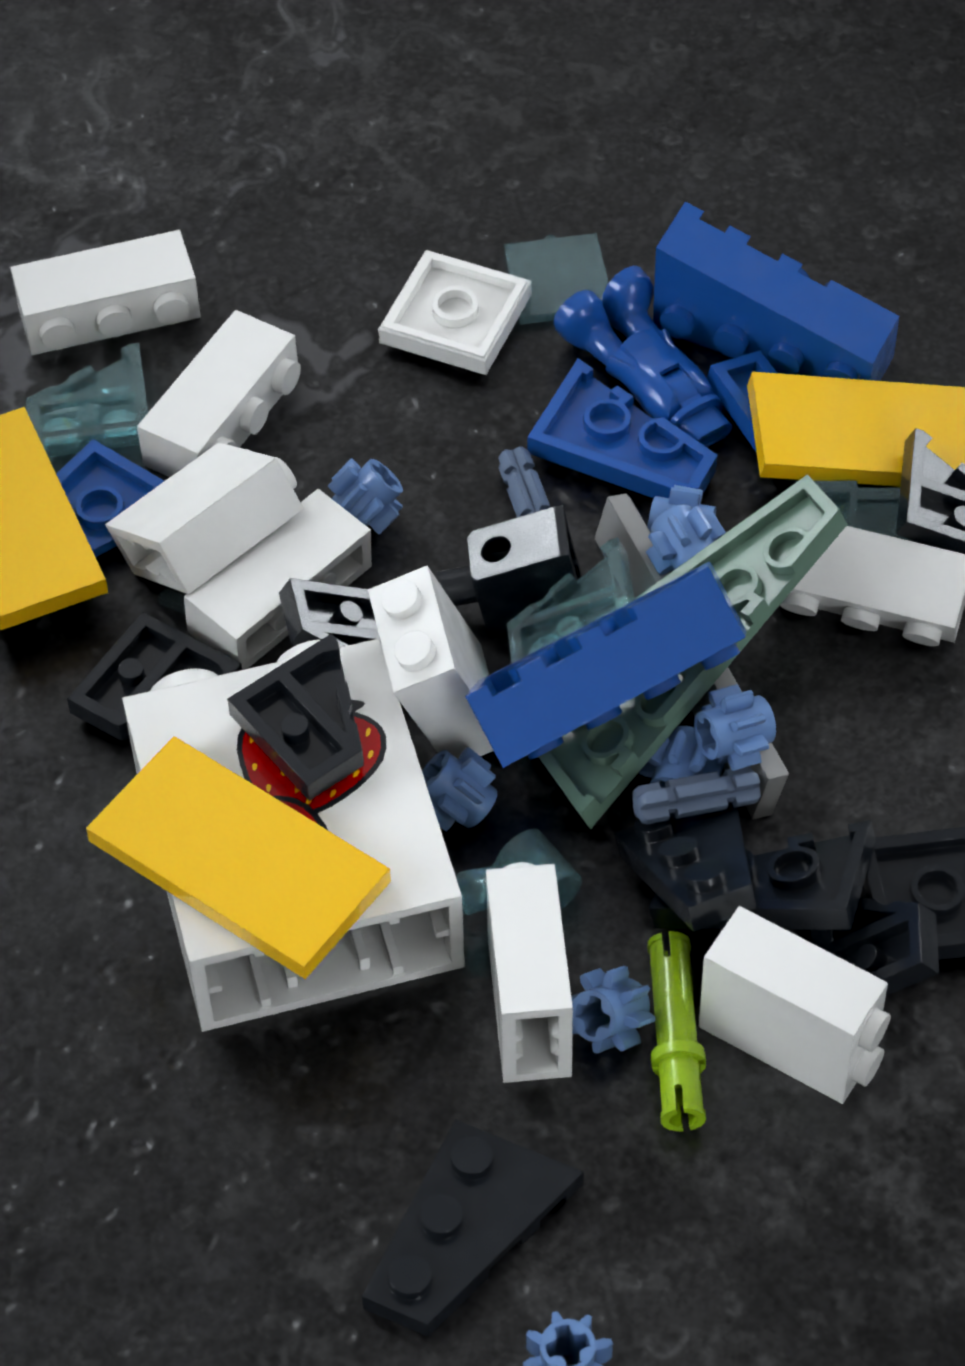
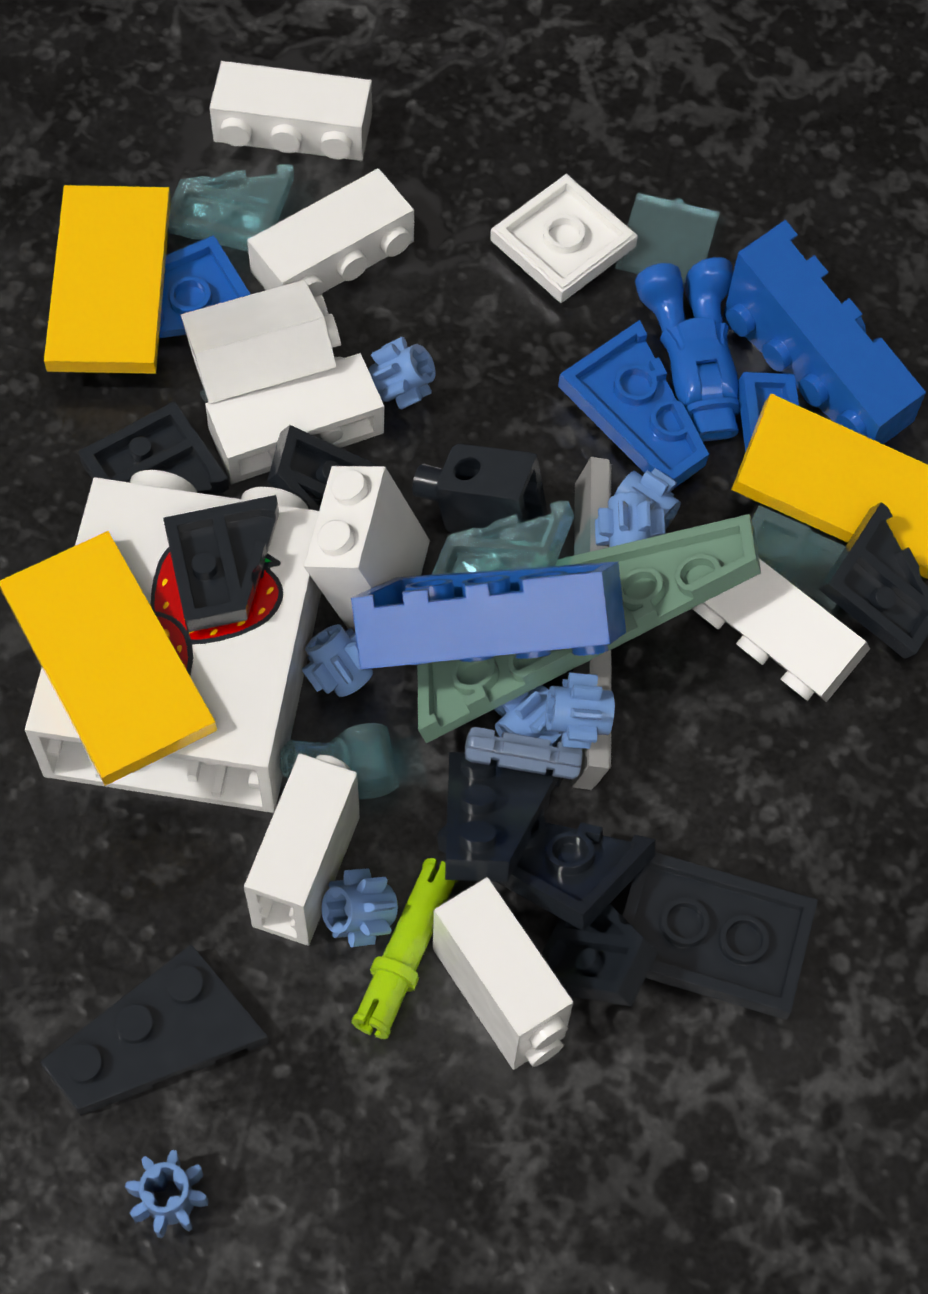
camera: 20 degrees right, 10 degrees up
(524, 483) = (539, 419): sand blue axle -> none

